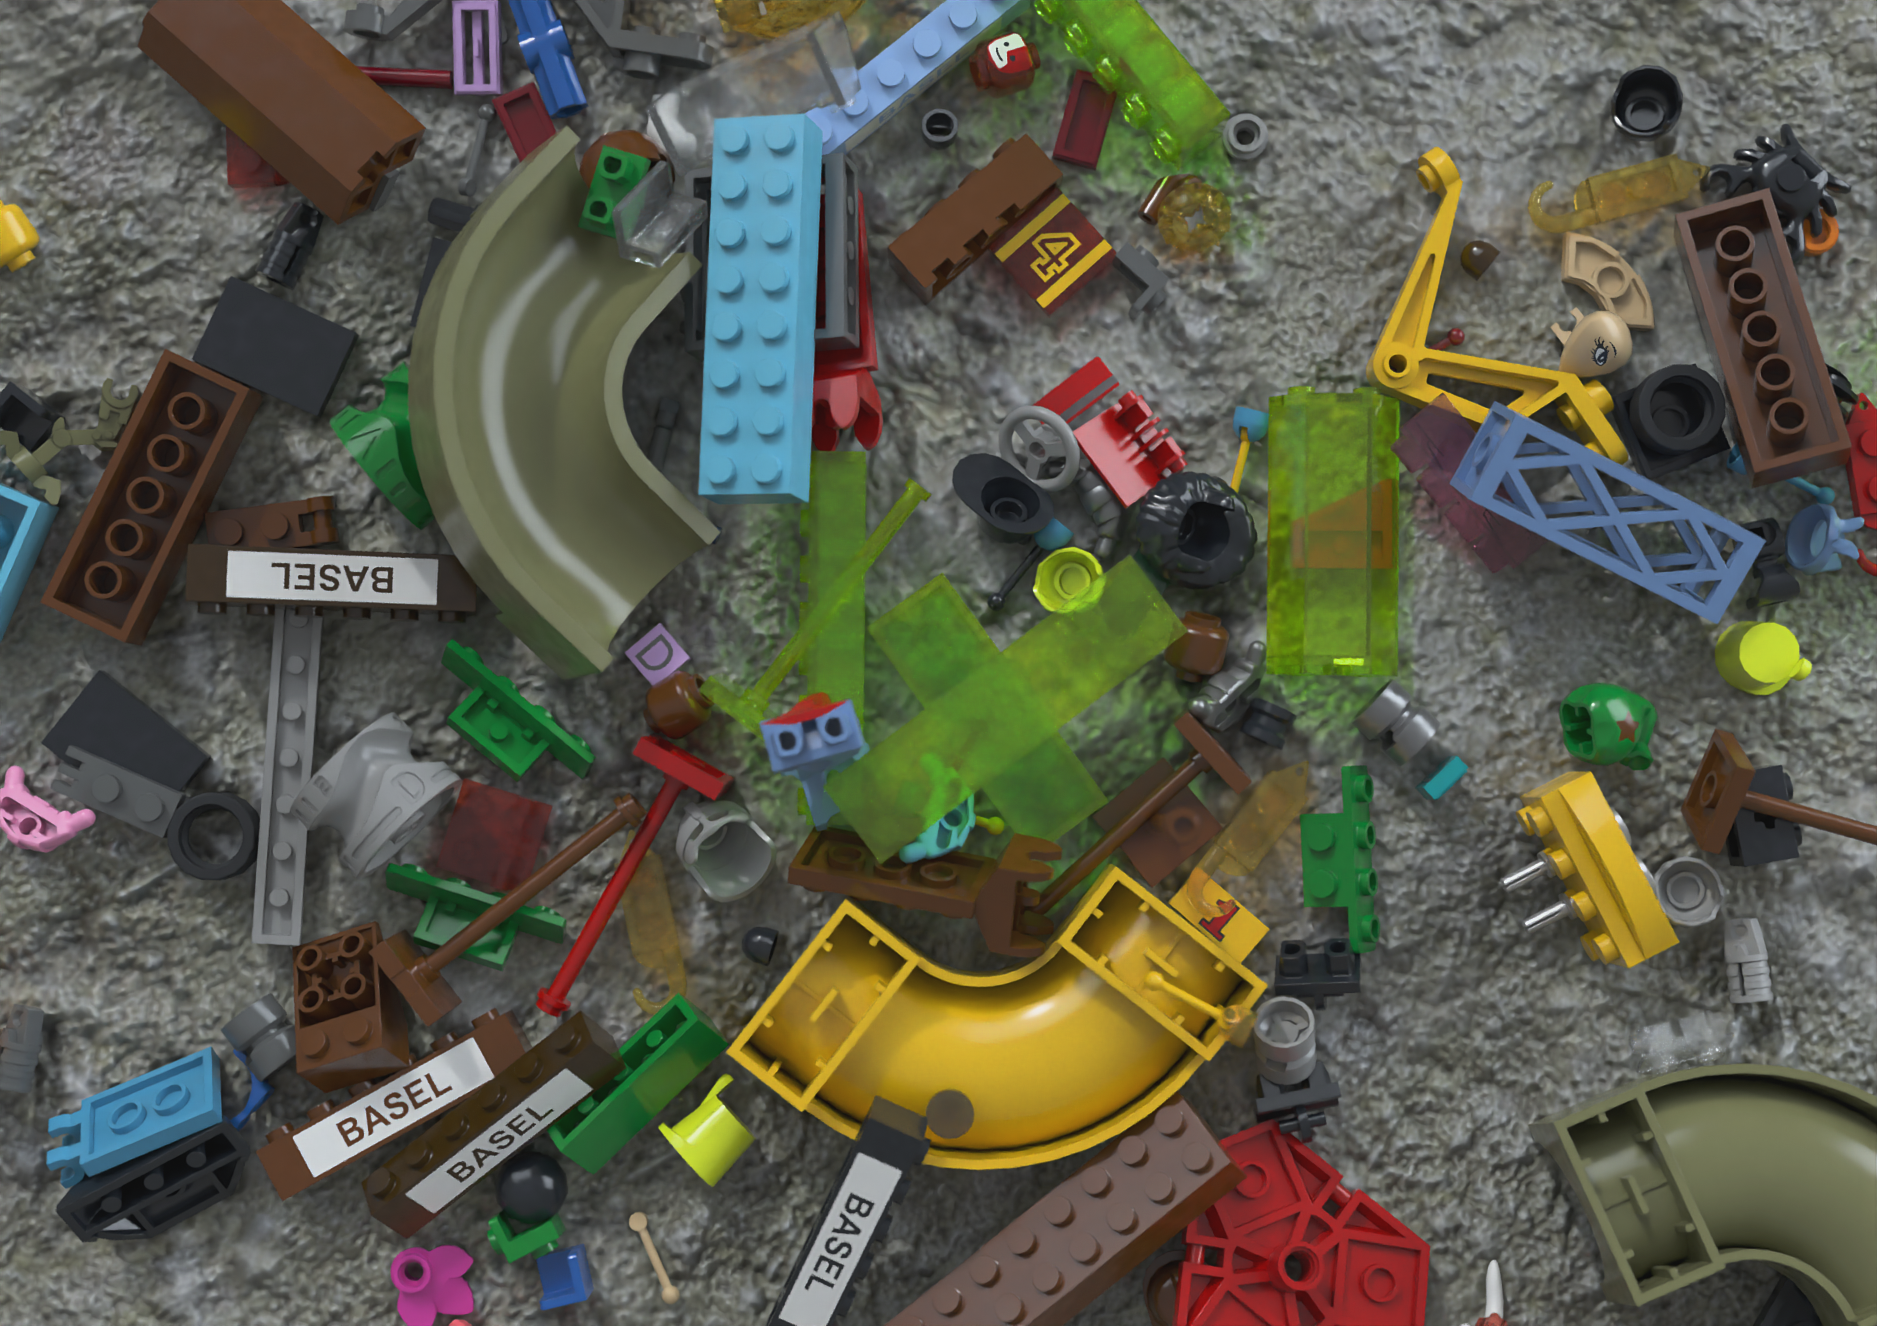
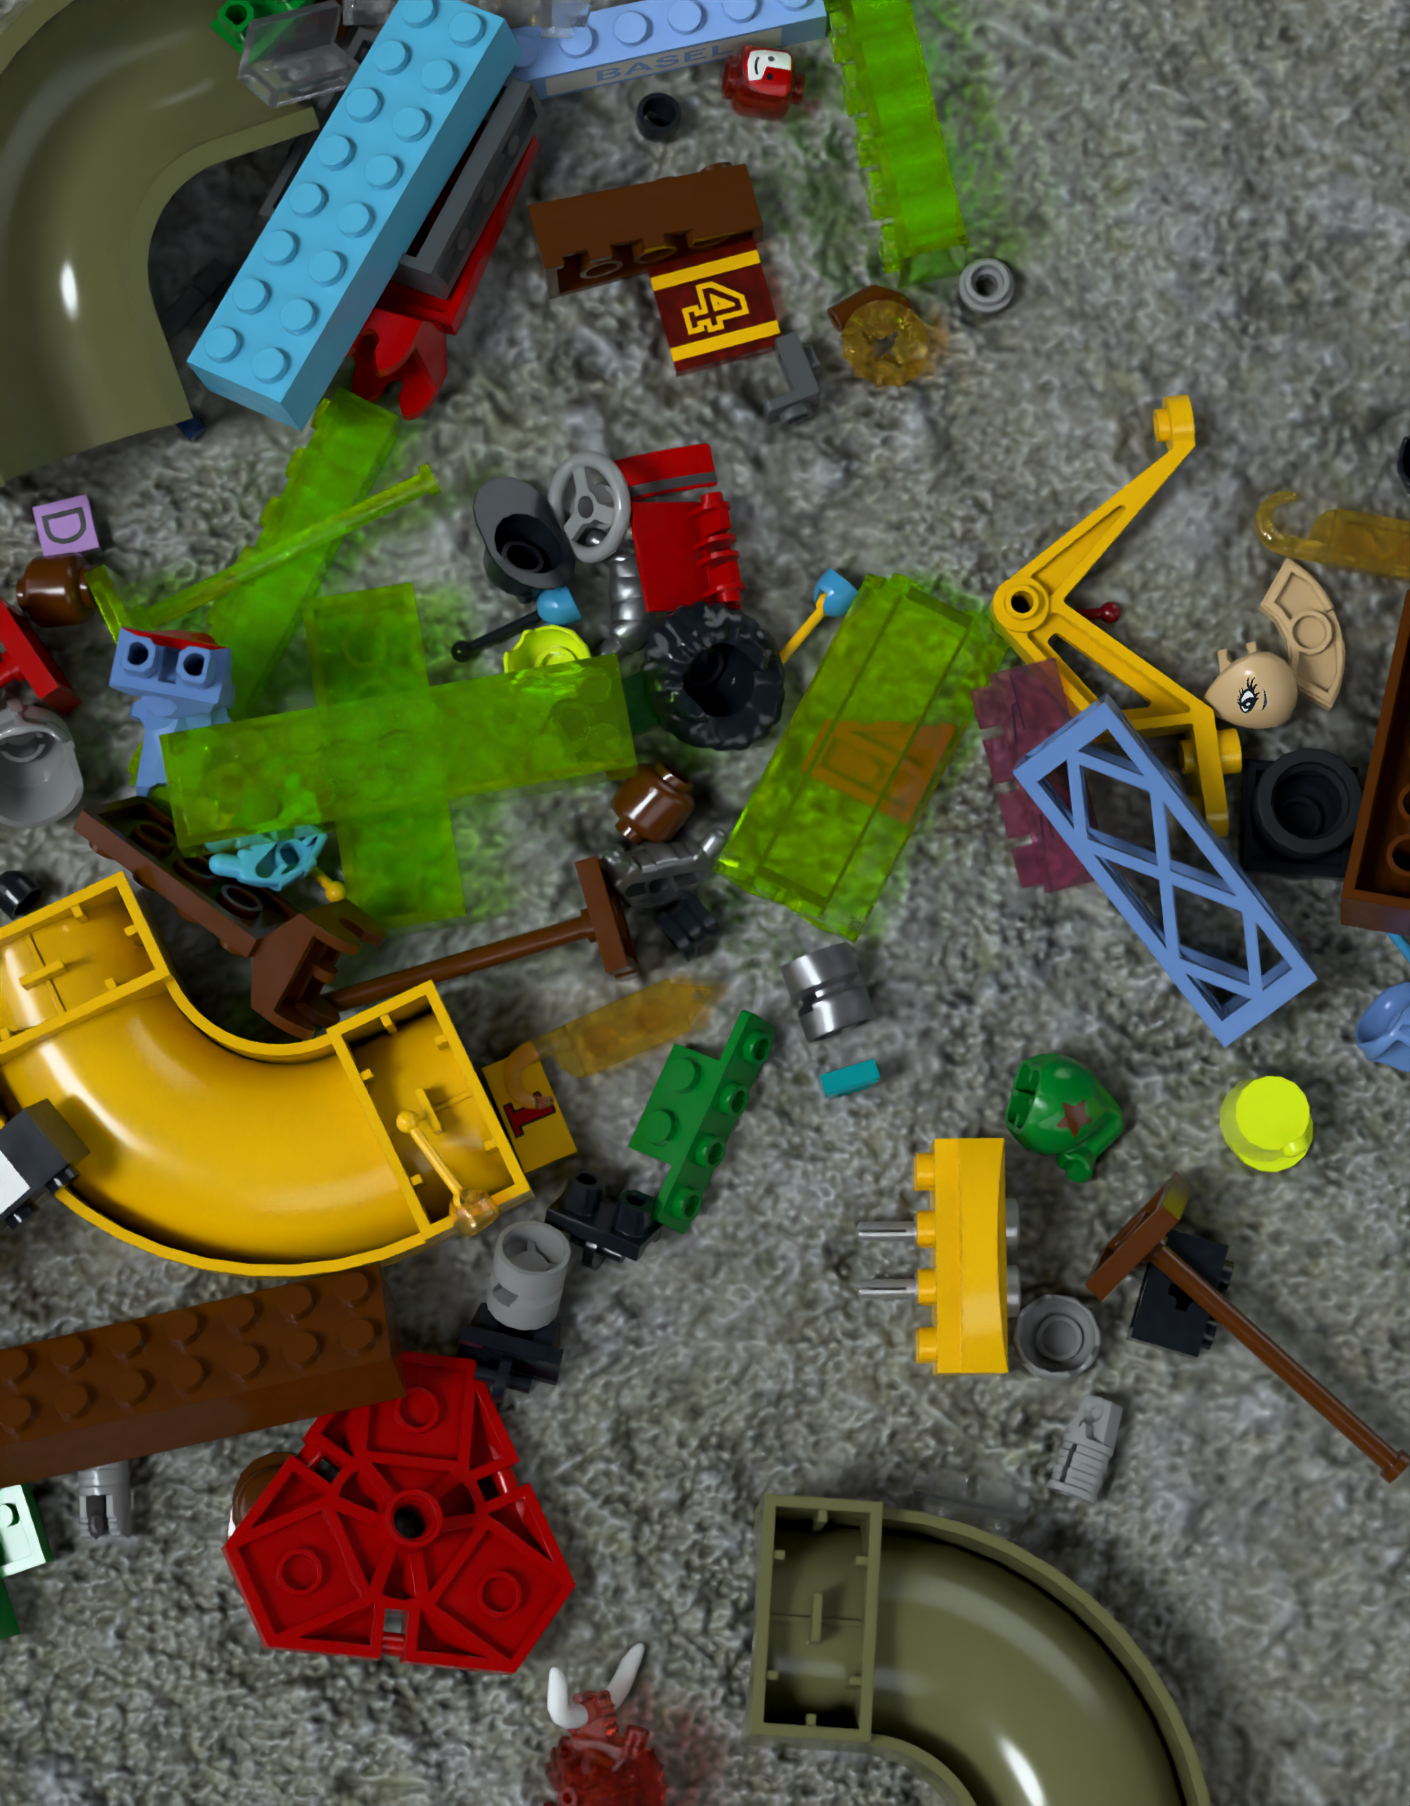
camera: 30 degrees right, 5 degrees down
(950, 1113) = (117, 1160): clear smoke tile -> none
(1084, 122) = (820, 187): dark red tile -> none
(1167, 836) = (518, 991): reddish brown tile -> none
(1477, 258) = (1175, 538): dark brown hinge -> none
(1776, 583) = (1328, 1004): black leg -> none

